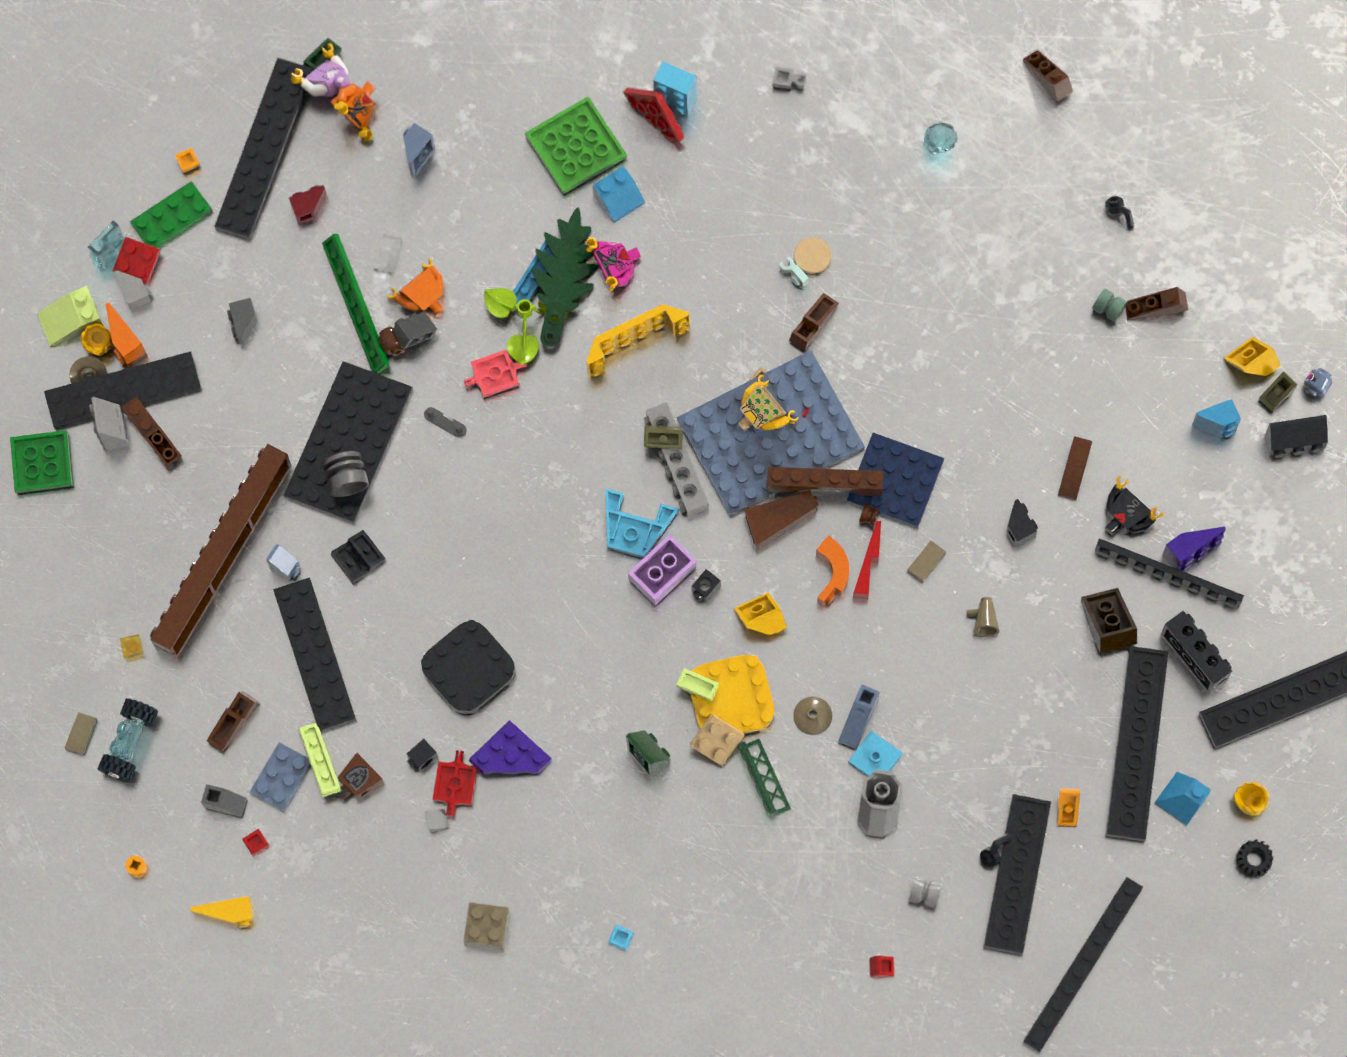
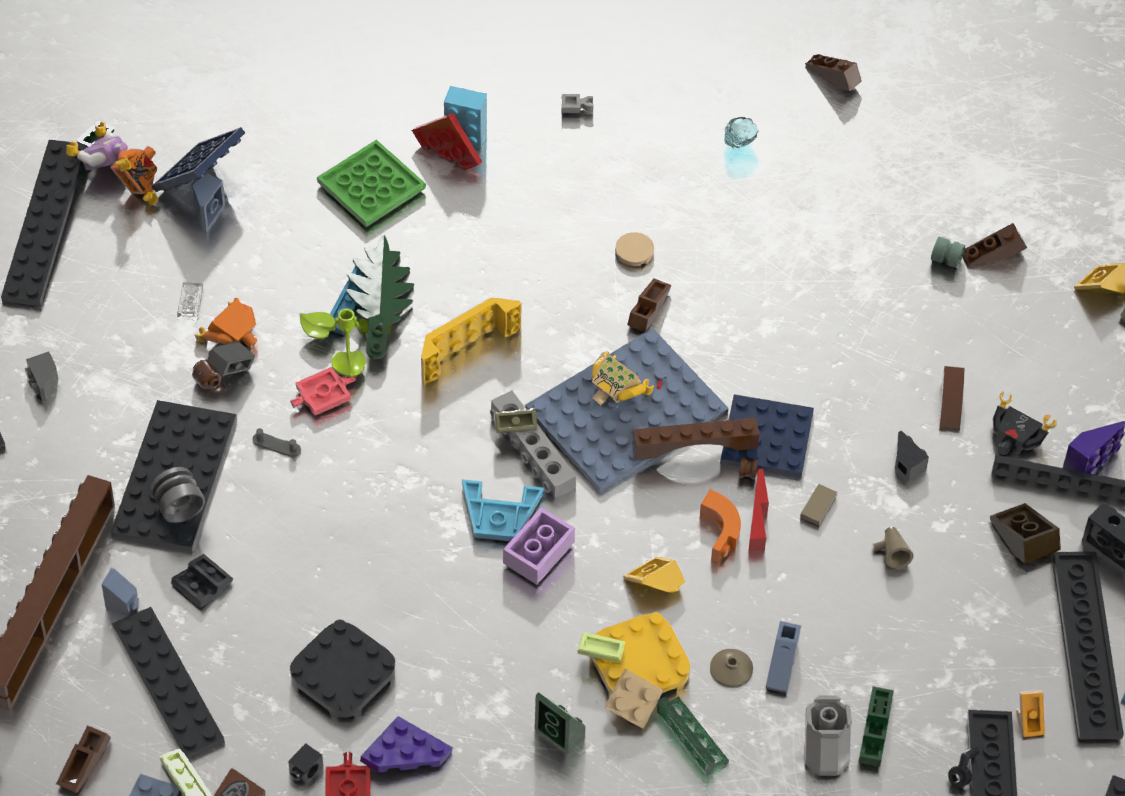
camera: 15 degrees left, 20 degrees down
(307, 204) = (98, 264): dark red slope -> none
(355, 303) = (163, 346): green tile -> none
(414, 105) = (198, 160): none -> dark blue plate
(613, 261) = (430, 275): torso -> none
(618, 193) = (422, 217): dark azure slope -> none
(705, 578) = (590, 549): black brick -> none
(778, 516) = (652, 482): reddish brown slope -> none
(797, 275) = (623, 264): light aqua plate -> none
(875, 755) = (804, 691): medium azure plate -> none
(927, 795) = (876, 726): none -> dark green slope
(1116, 205) = (931, 168): black plate -> none
(1218, 419) = (1086, 334): dark azure slope -> none

